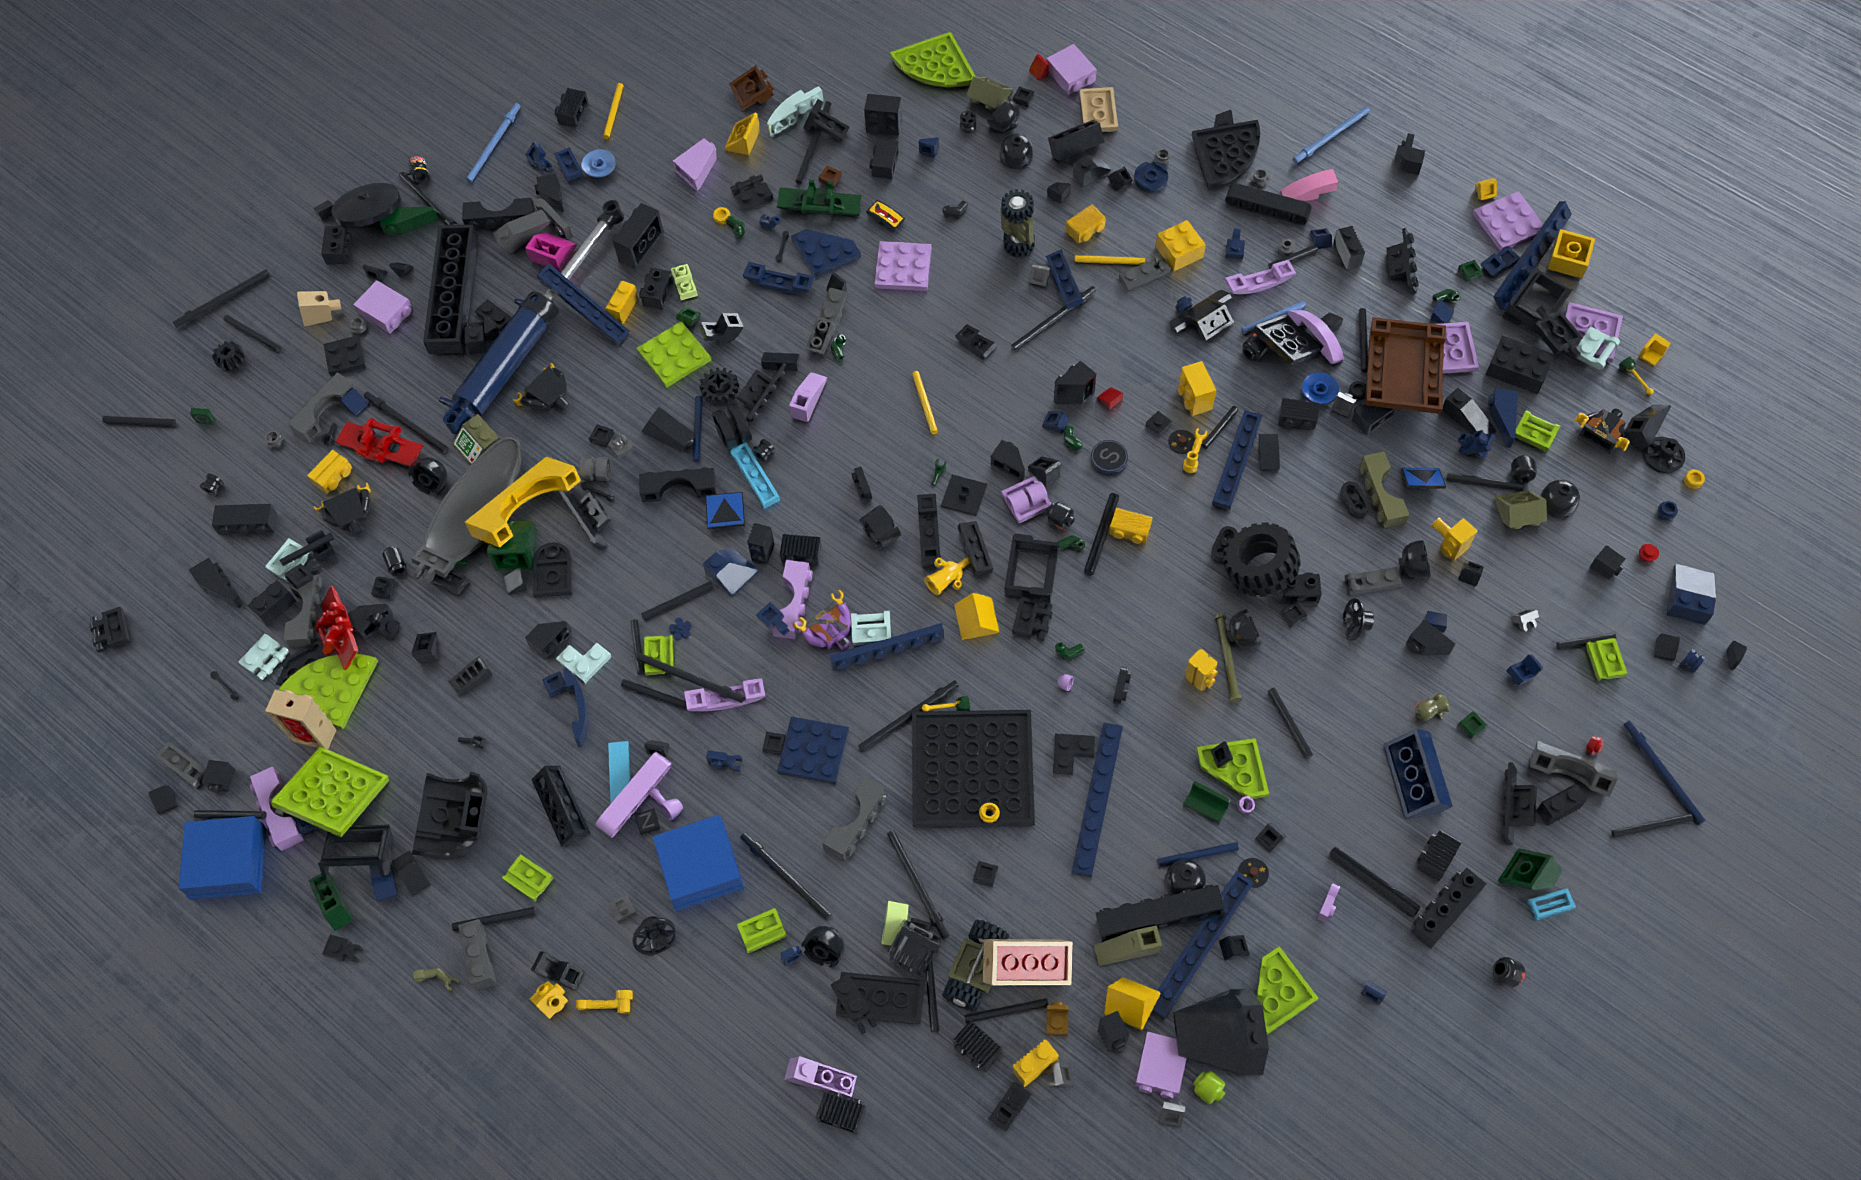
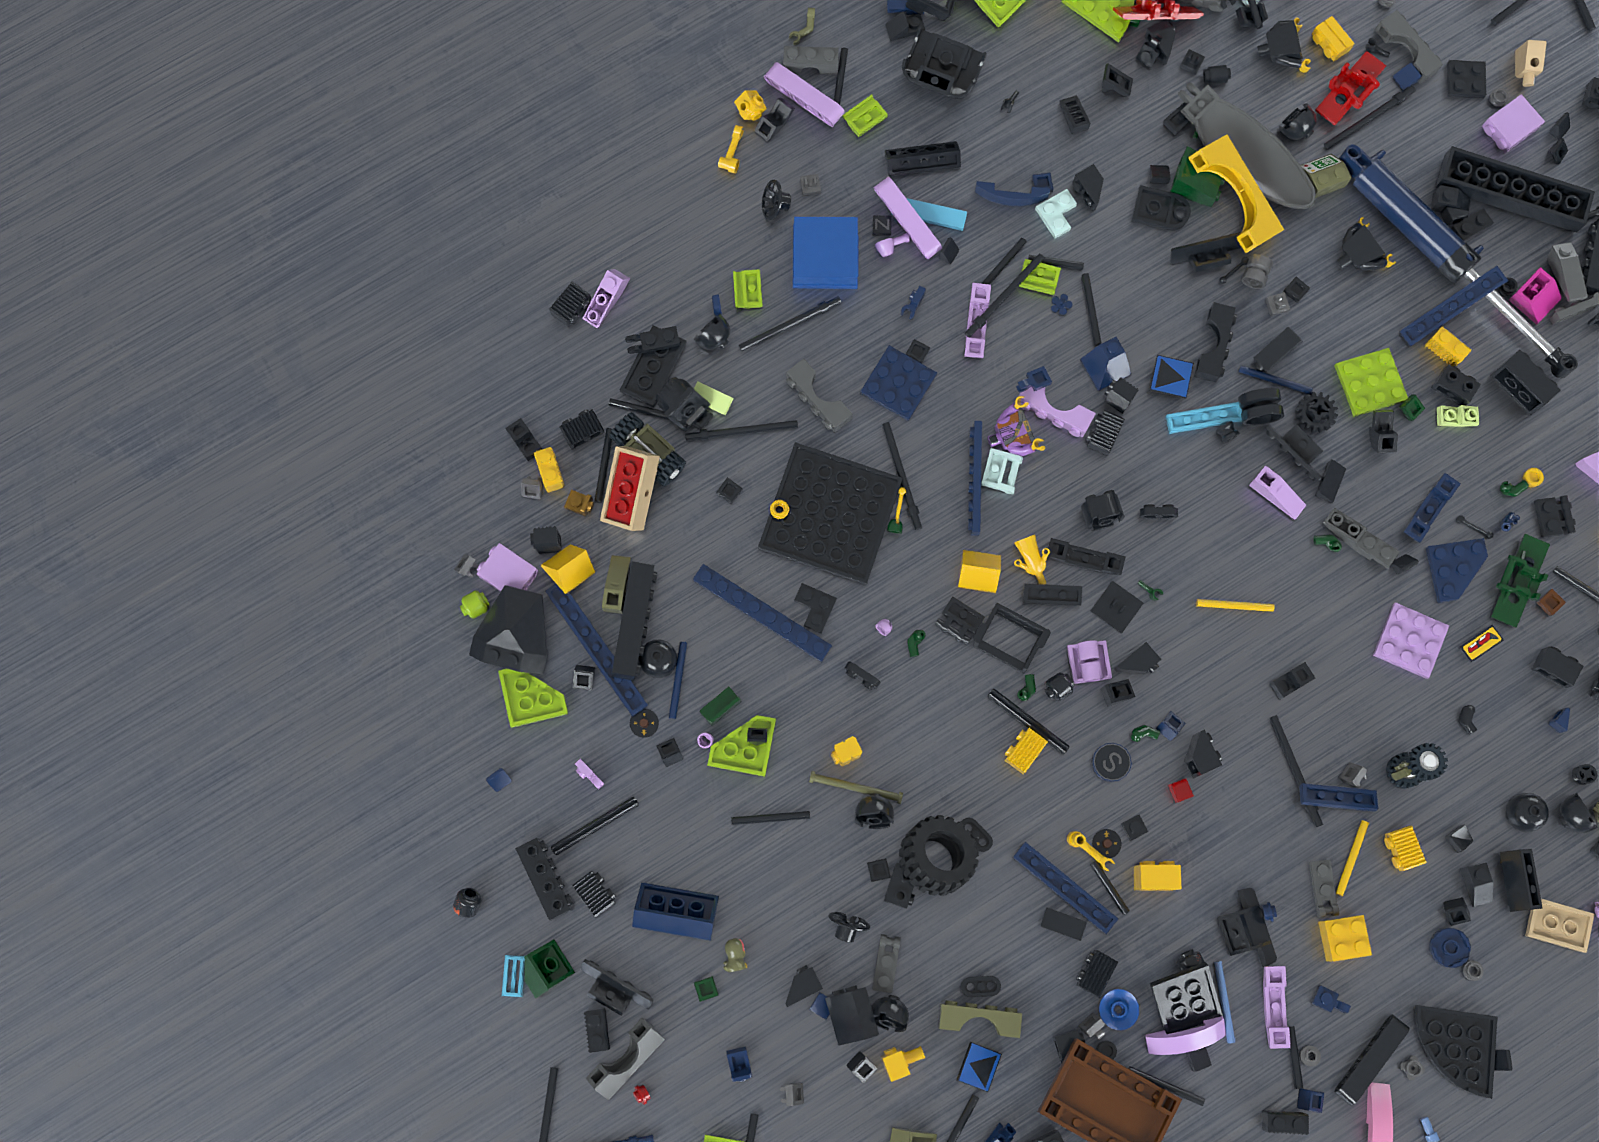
camera: 105 degrees right, 15 degrees up
(520, 948) = (804, 94): none -> lavender beam
(1435, 587) = (851, 1015): none -> black brick

